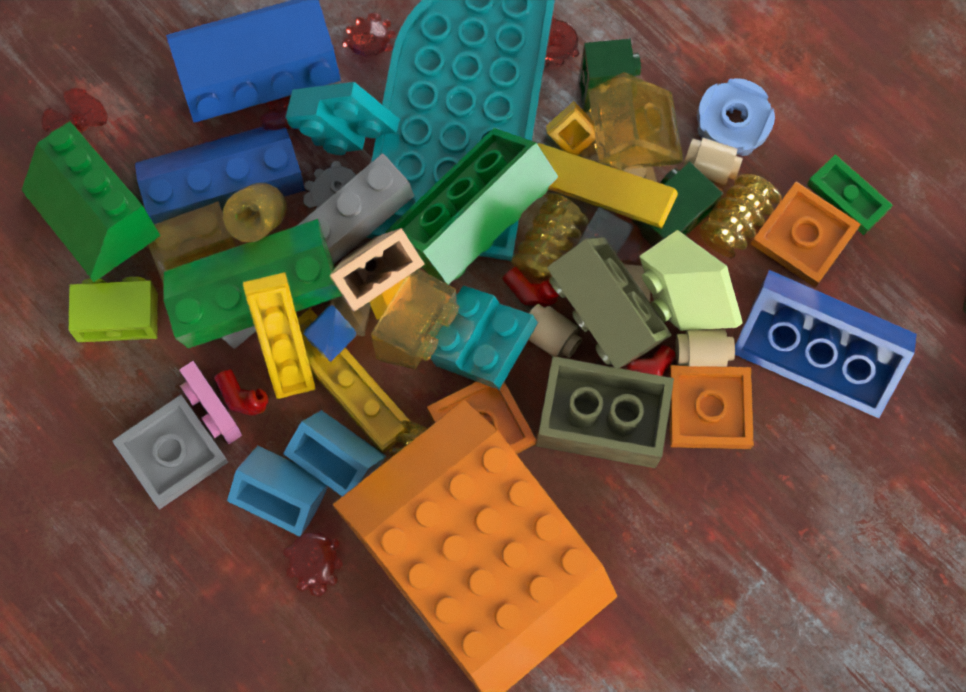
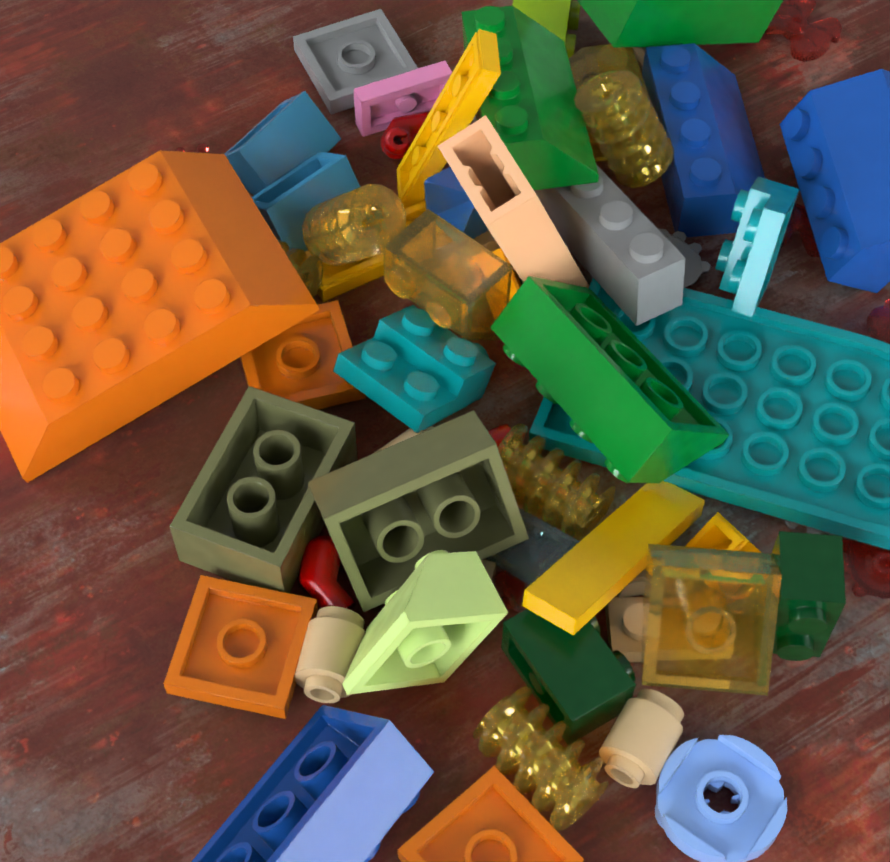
camera: 105 degrees right, 15 degrees down
(380, 395) = (353, 225): none -> clear yellow piece

